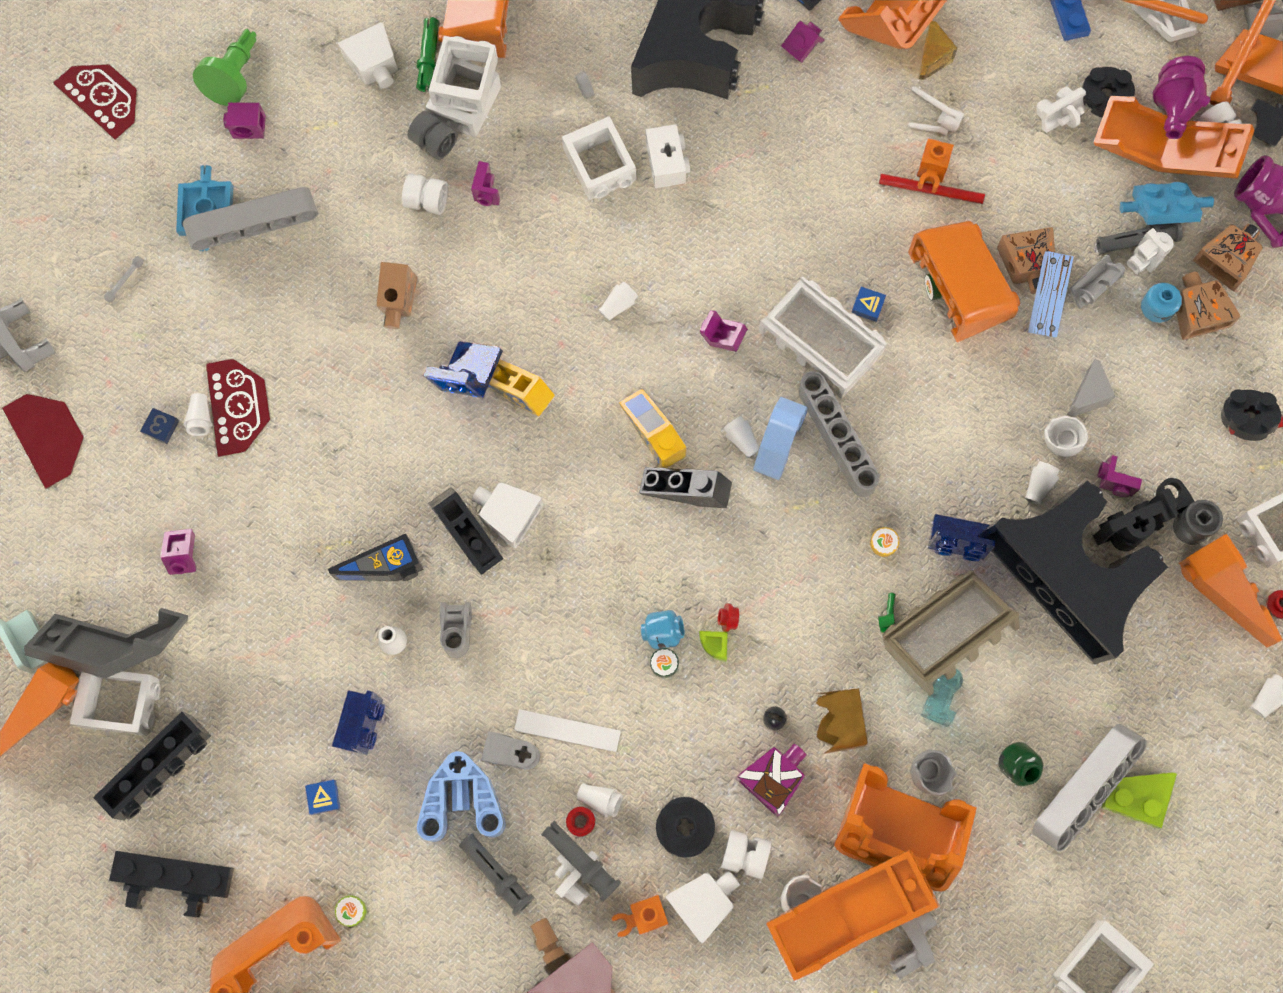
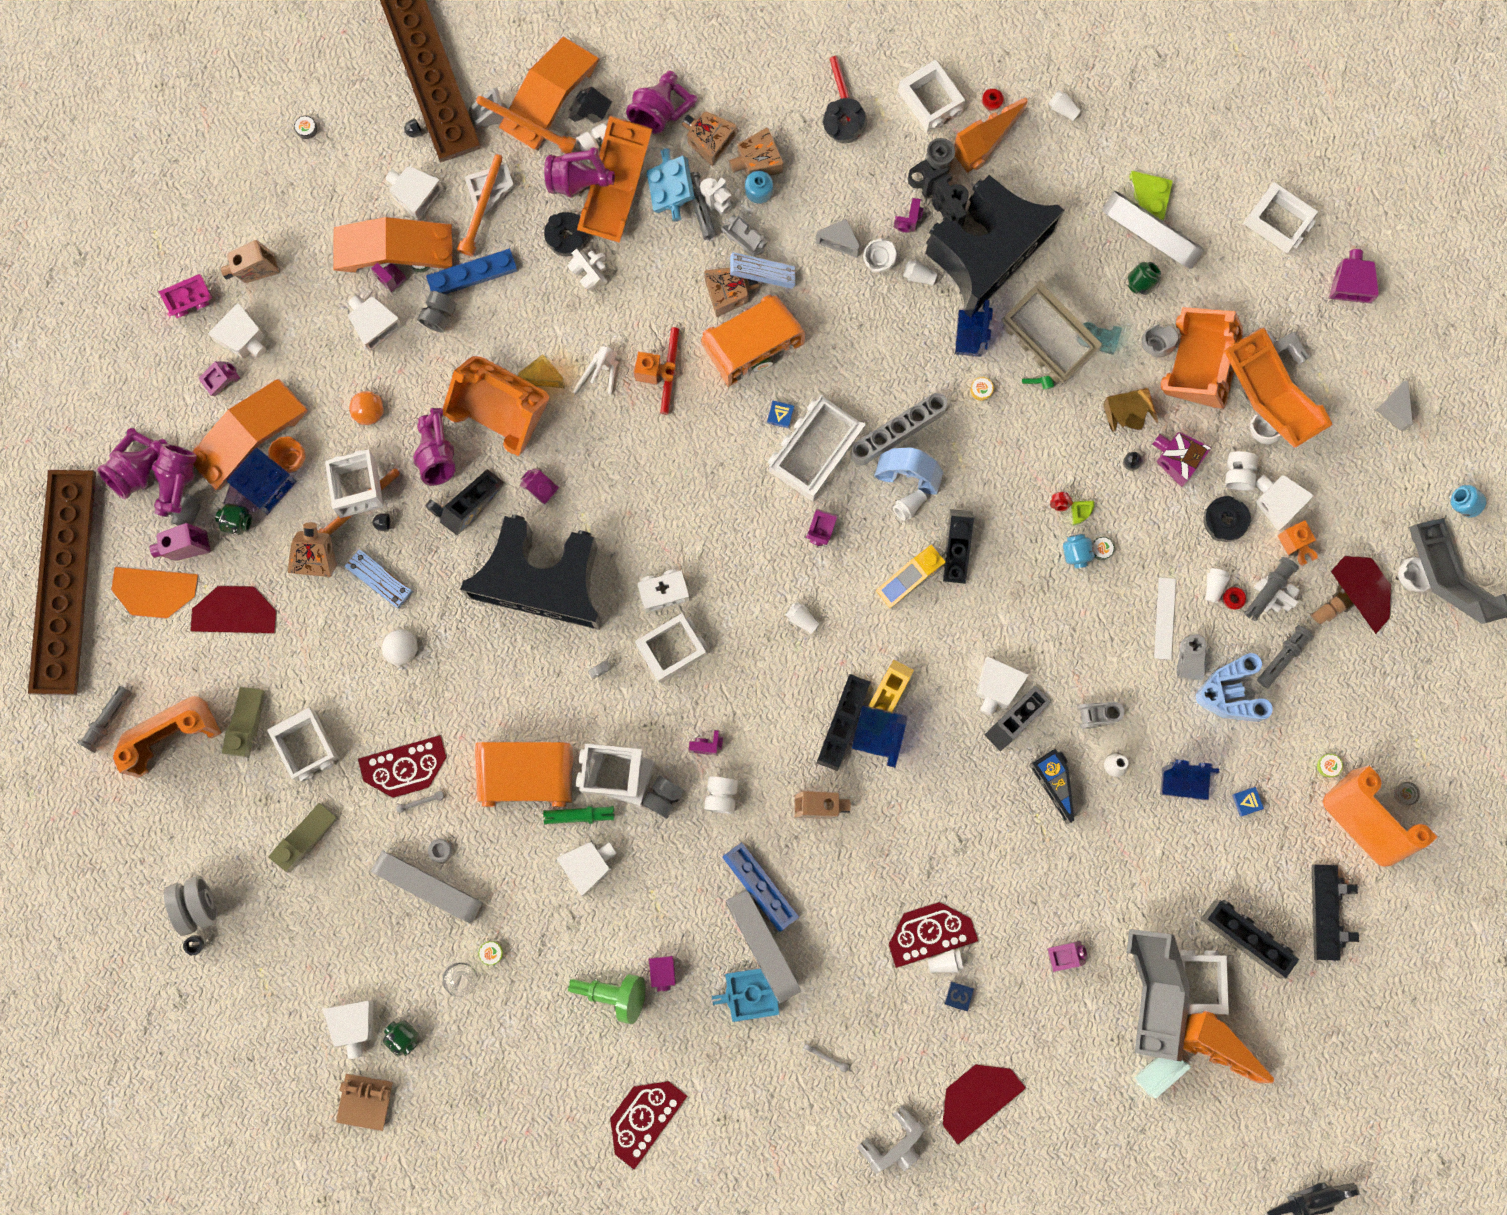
camera: 100 degrees left, 5 degrees up
(317, 226) = (760, 887): none -> plate
(483, 330) = (843, 722): none -> black slope

